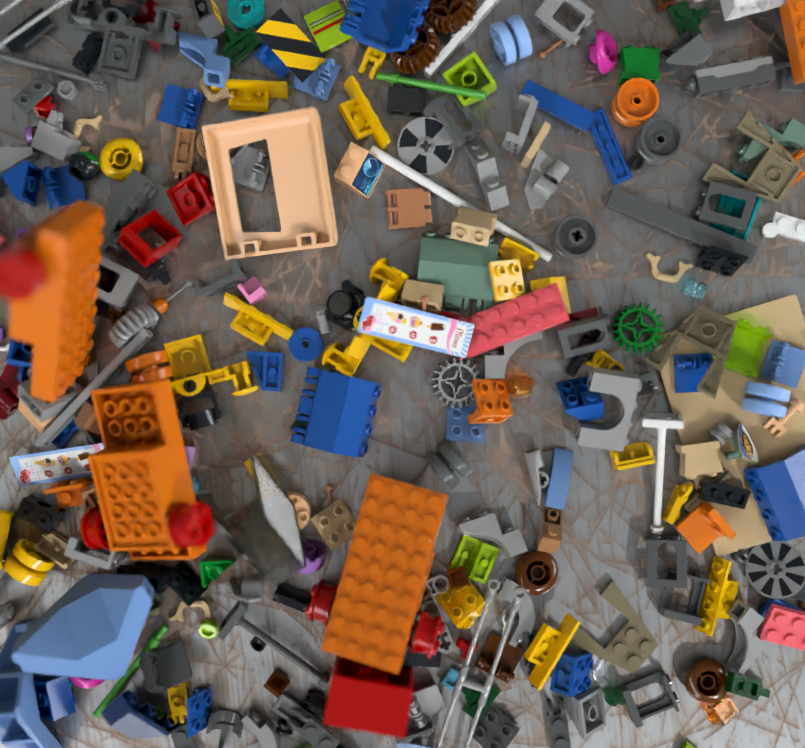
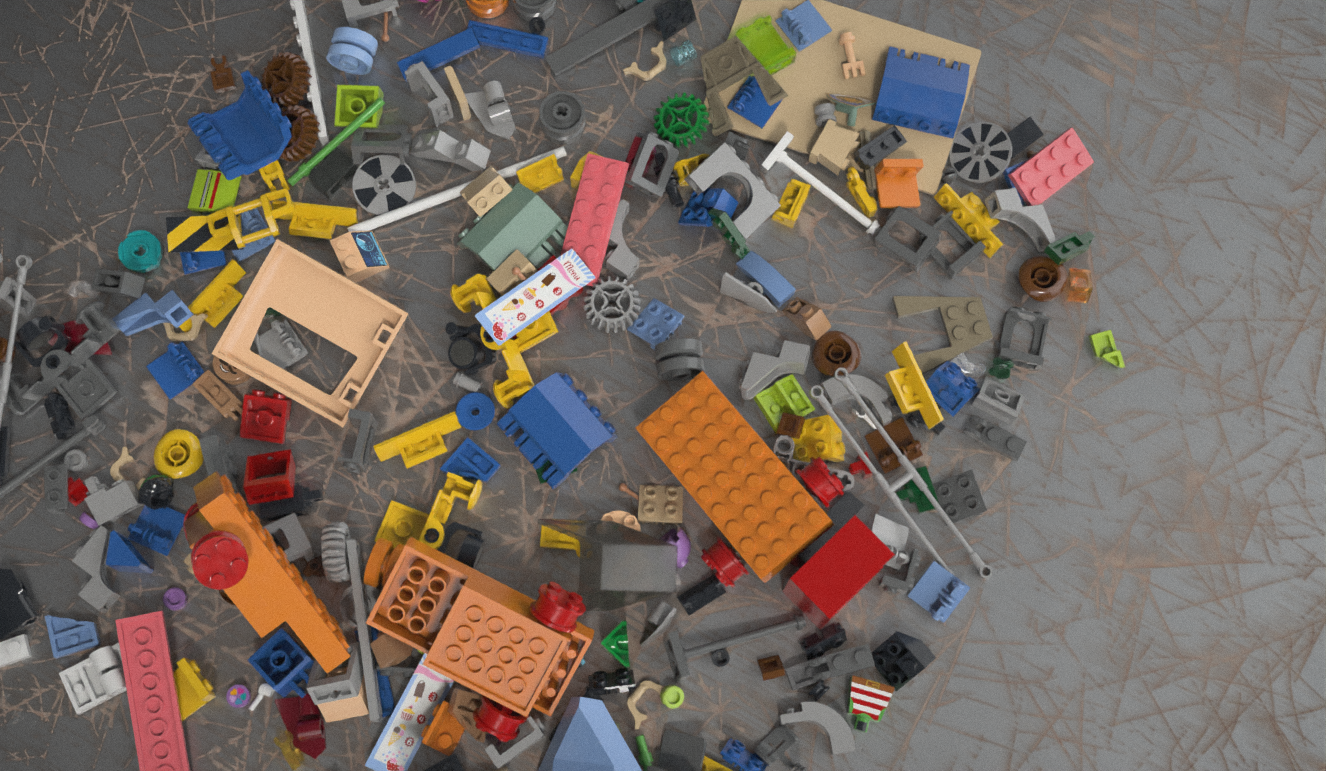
camera: 60 degrees left, 15 degrees down
(161, 304) = (336, 514): hinge -> none
(239, 44) = (165, 278): dark green hinge -> none
(253, 290) = (390, 425): bright pink panel -> none
(337, 82) = (270, 215): none -> yellow bar
(409, 208) = (426, 237): nougat plate -> none
(450, 677) = (882, 503): medium azure tile -> none
(491, 402) = (654, 282): orange bracket -> none
(506, 279) = (553, 194): yellow bracket -> none
(519, 385) = (656, 253): clear orange head -> none
(573, 431) = (730, 233): none -> dark green hinge
(765, 399) = (821, 57): light blue wheel -> none

